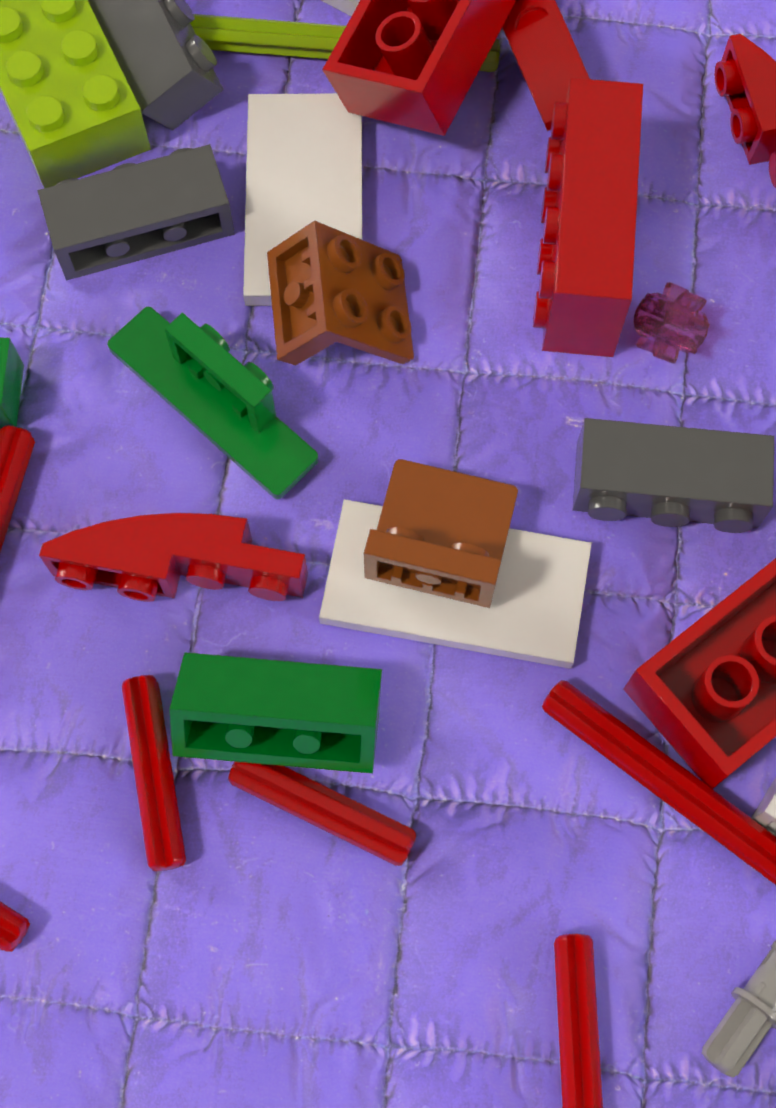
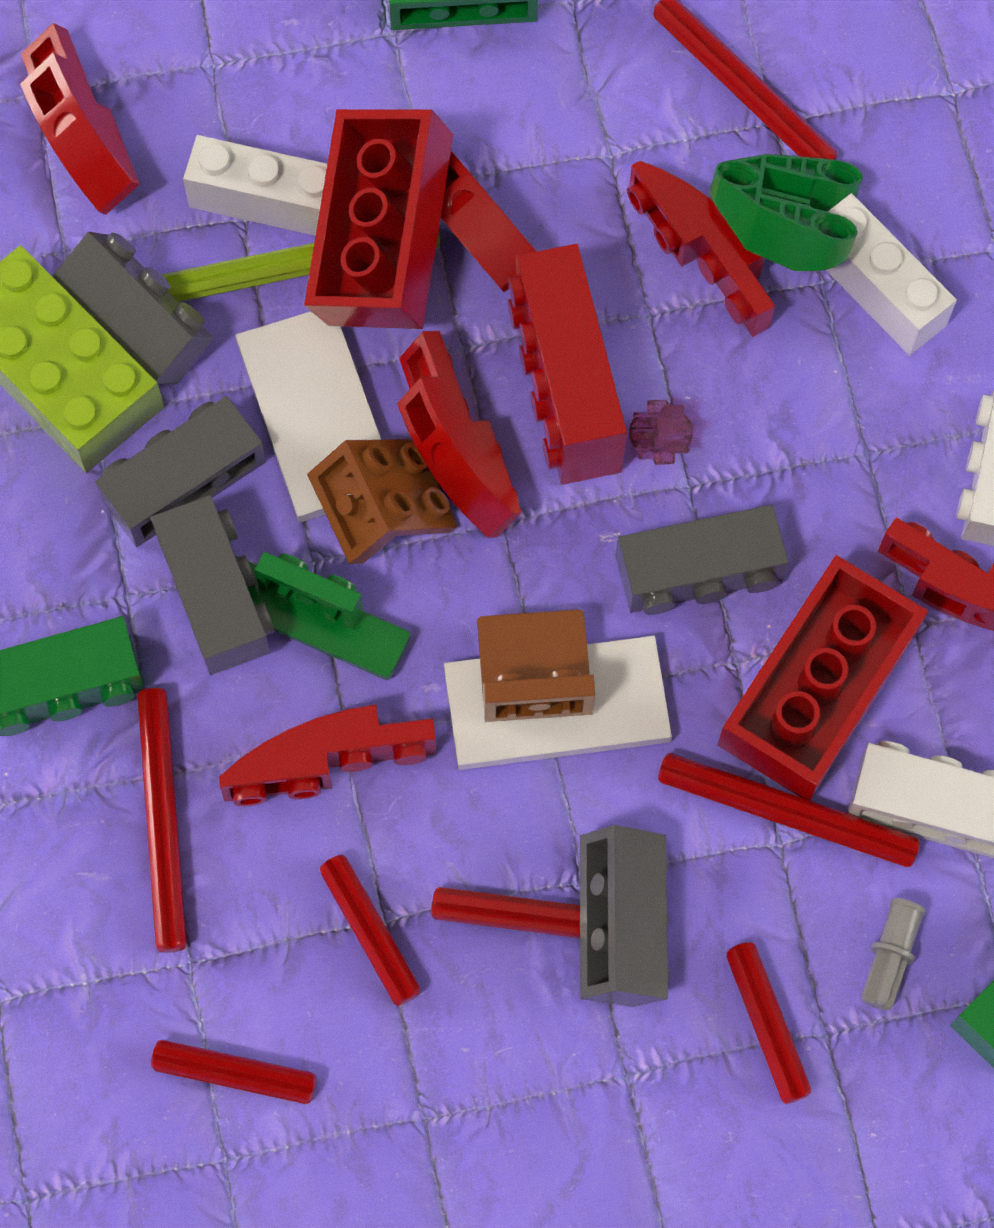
camera: 20 degrees left, 0 degrees up
(118, 335) = (213, 584): none -> dark grey brick
(276, 712) = (455, 850): green brick -> none
(436, 272) = (455, 449): none -> red slope
(445, 857) = (623, 916): none -> dark grey brick

